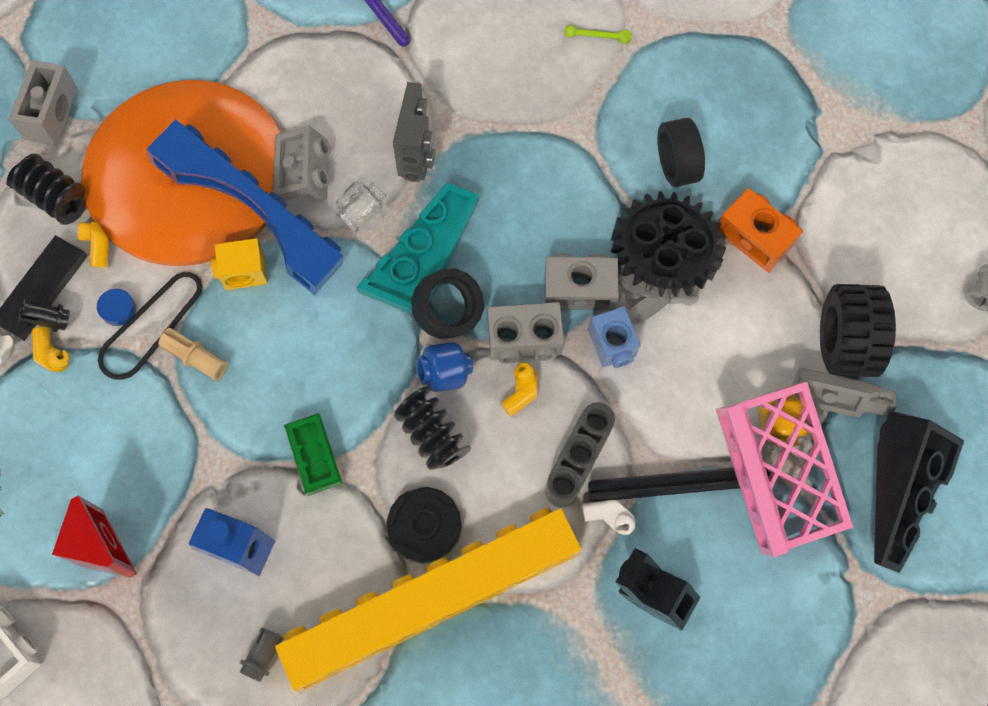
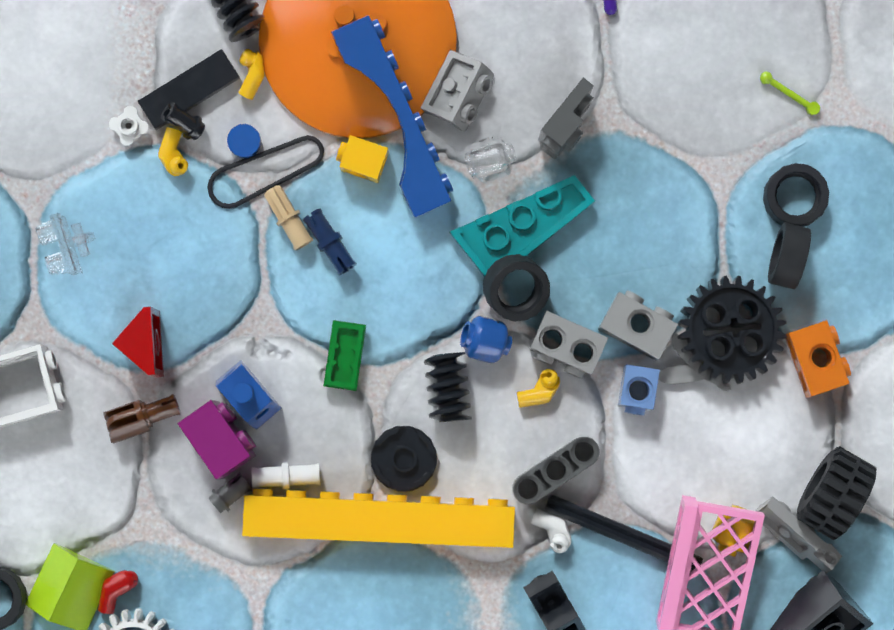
camera: 30 degrees right, 15 degrees up
(125, 627) = (138, 417): none -> reddish brown arm
(212, 599) = (218, 438): none -> magenta brick
(244, 355) = (329, 241): none -> dark blue pin
(311, 605) = (285, 476): none -> white pin
(652, 85) = (798, 170): none -> black tyre

